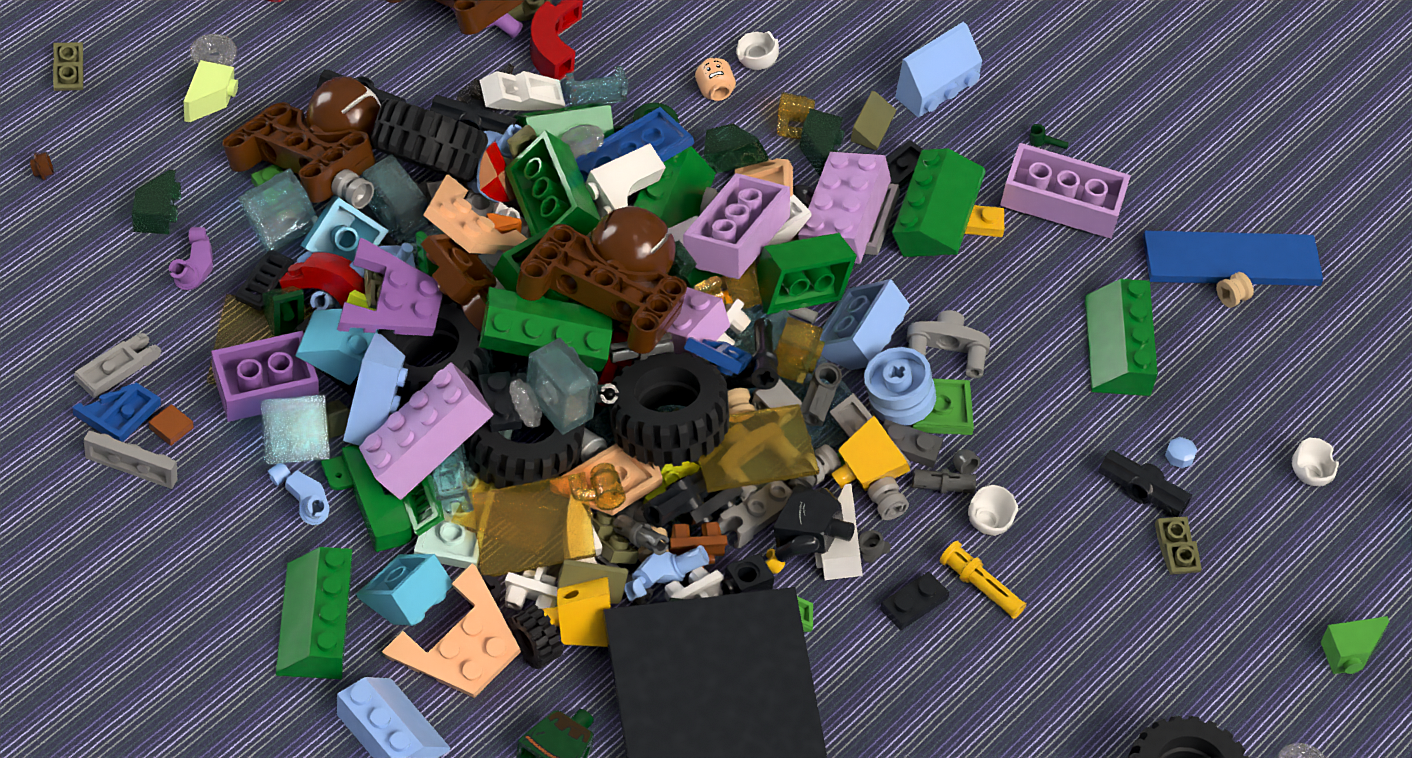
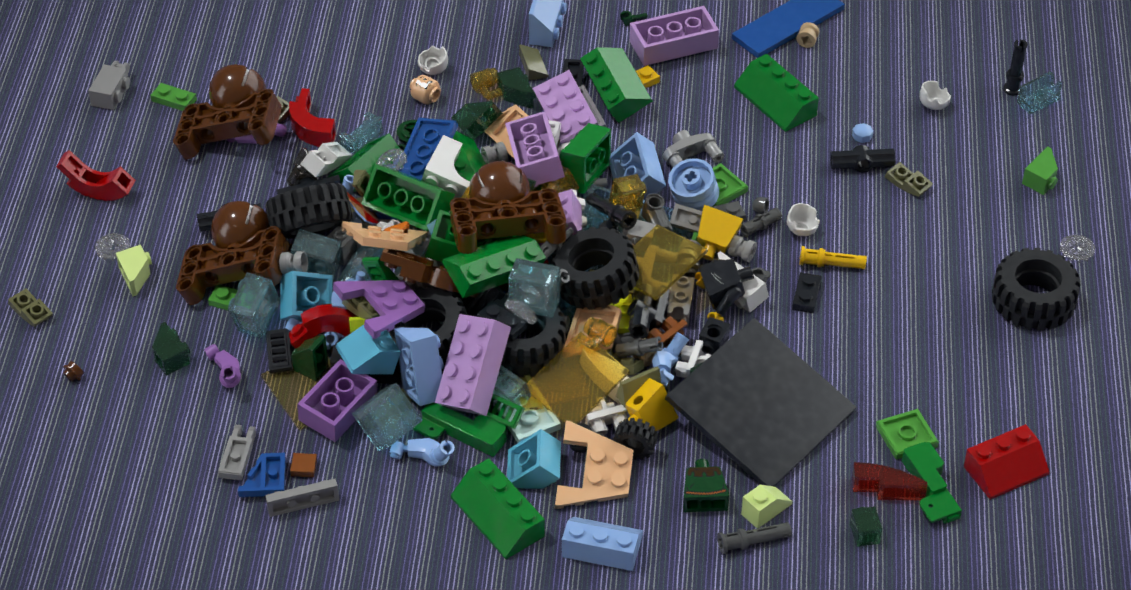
camera: 30 degrees left, 5 degrees down
(727, 357) = (597, 221): blue wing -> none

